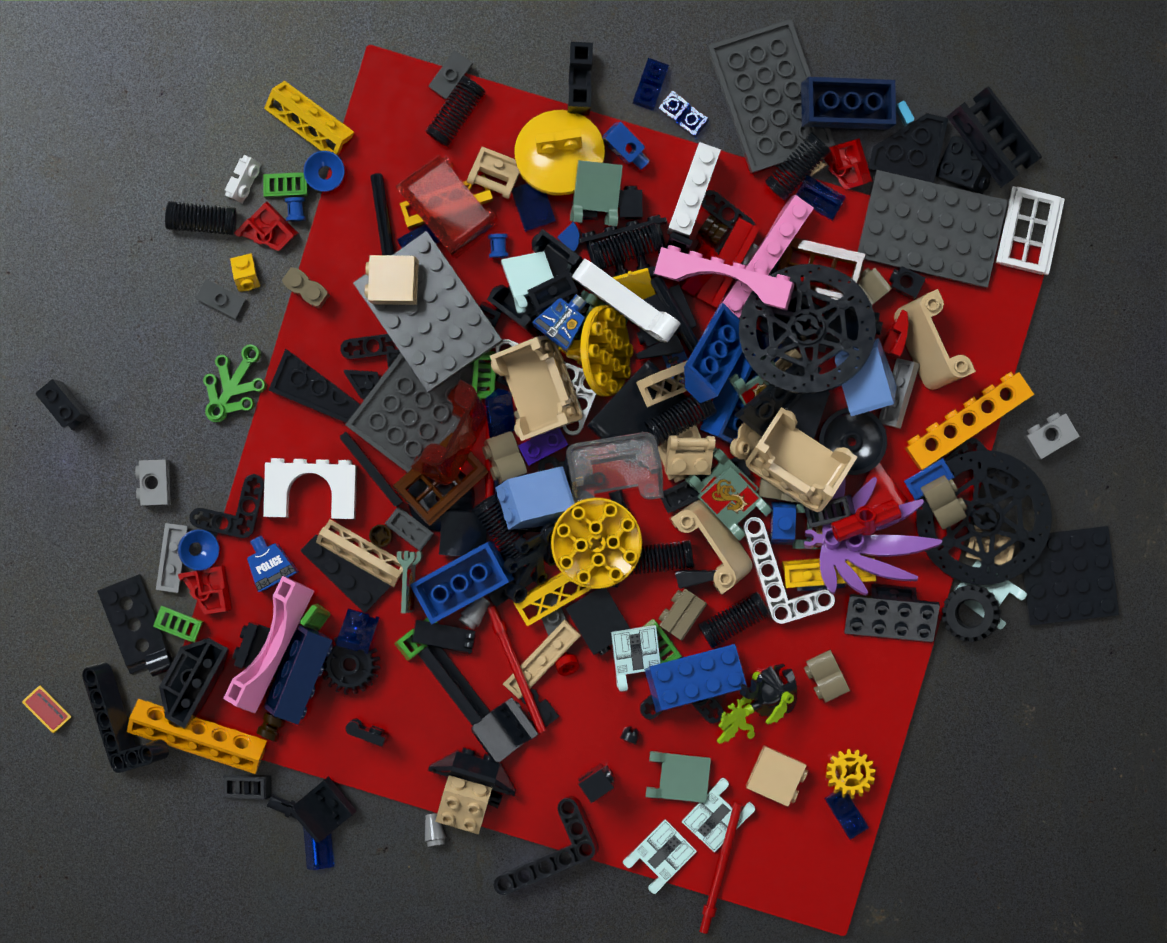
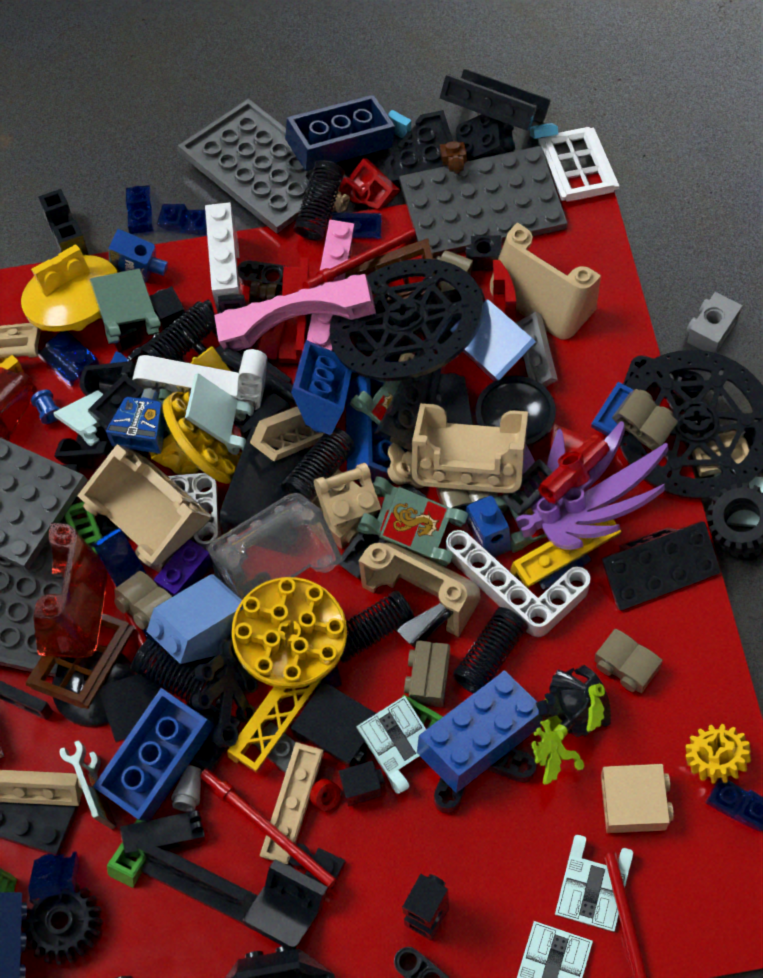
camera: 20 degrees left, 25 degrees down
(378, 534) = (35, 750): dark brown wheel -> none
(409, 528) = (64, 731): dark grey plate -> none
(596, 671) = (361, 783): none -> black brick
(622, 338) = (215, 412): none -> light aqua flag
(630, 737) = (440, 841): black hinge -> none
(681, 777) = (526, 859): sand green flag -> none
(765, 255) = (328, 275): none -> red bar
(931, 176) = (454, 156): none -> reddish brown plate
(1019, 393) = (647, 290): light orange brick -> none
(1021, 183) = (543, 130): none -> medium azure tile

